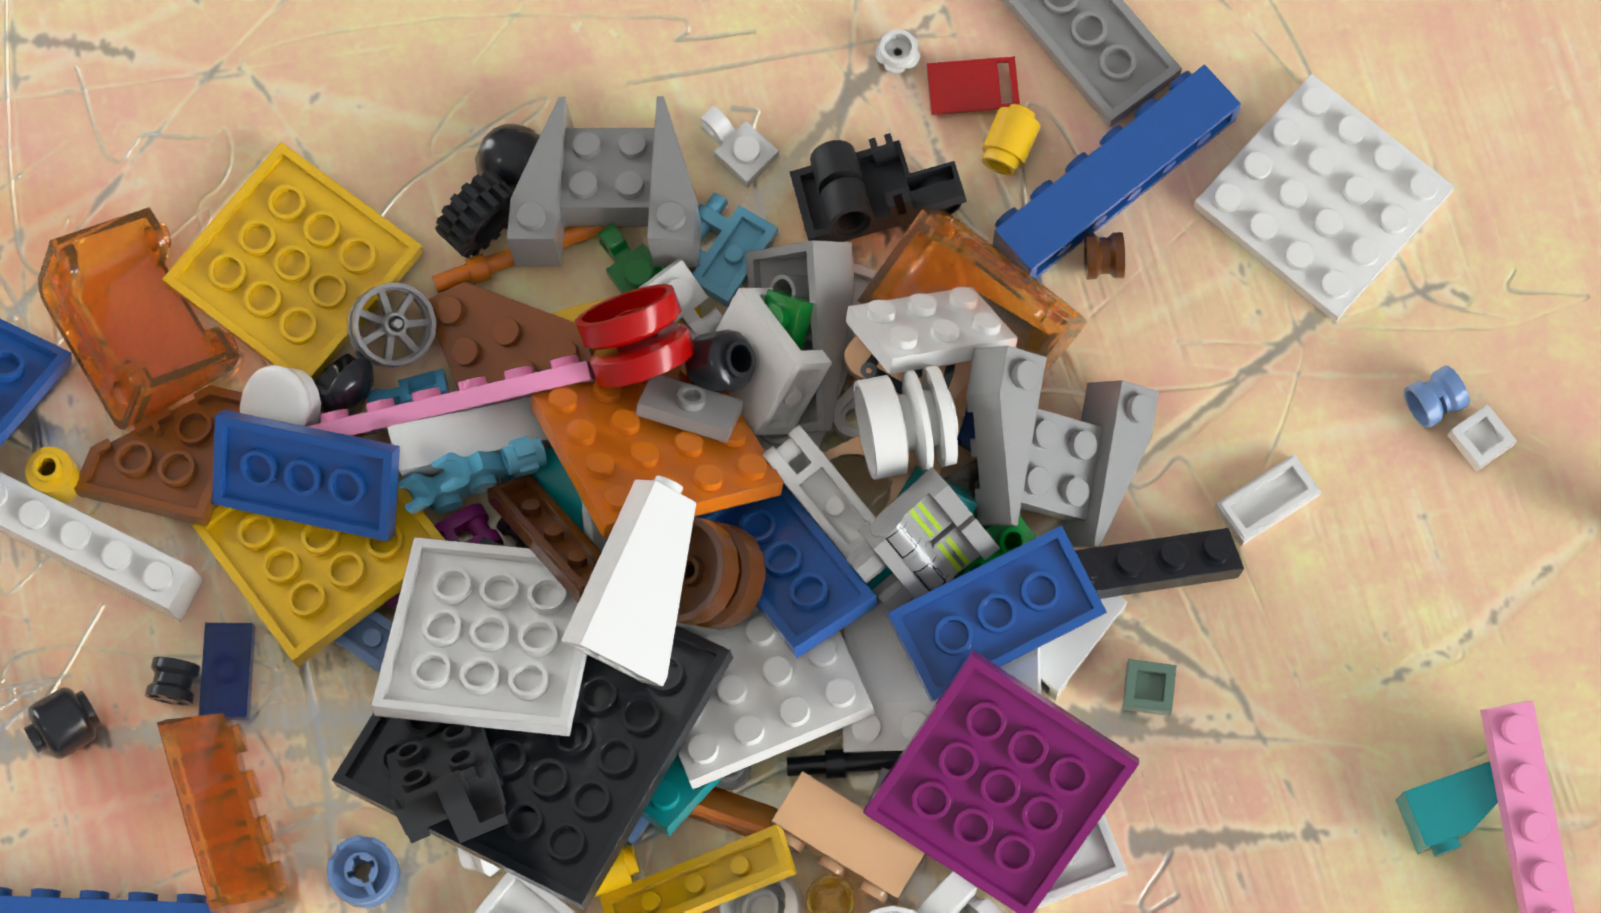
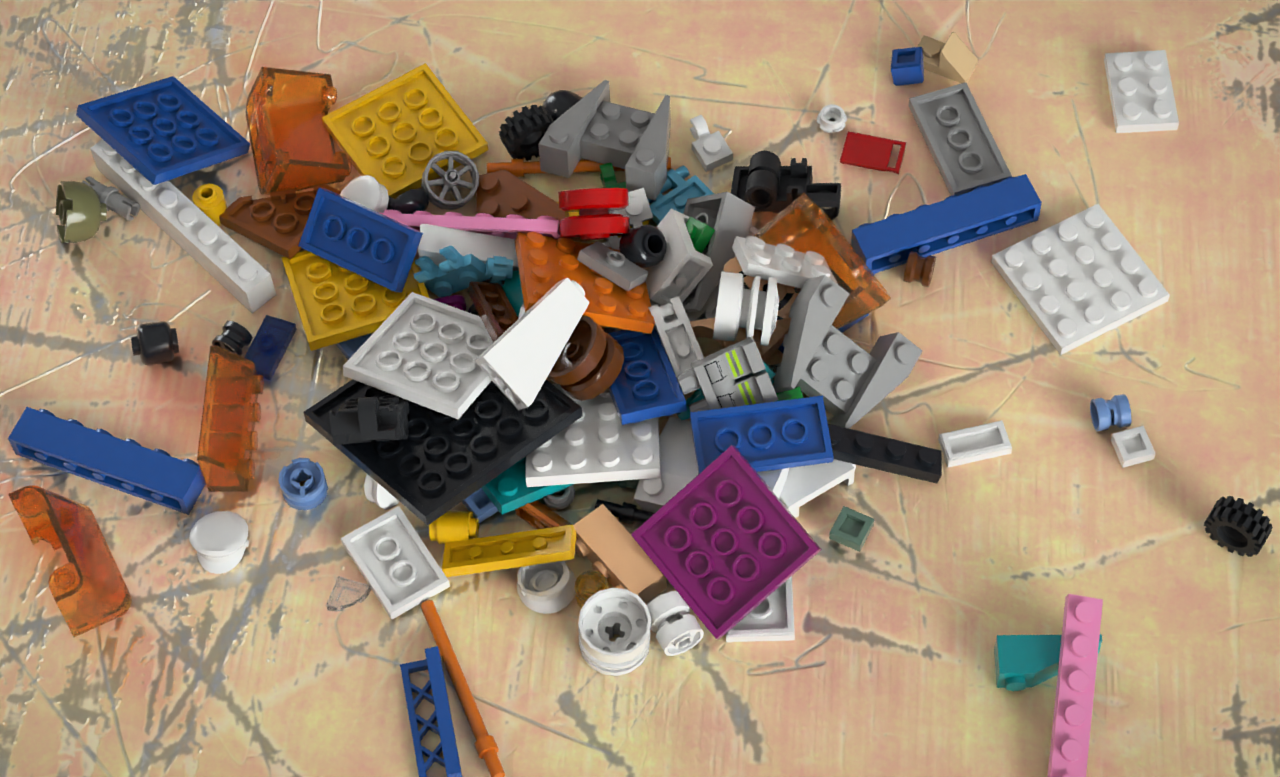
camera: 20 degrees right, 15 degrees down
(1010, 139) = (884, 186): yellow brick -> none

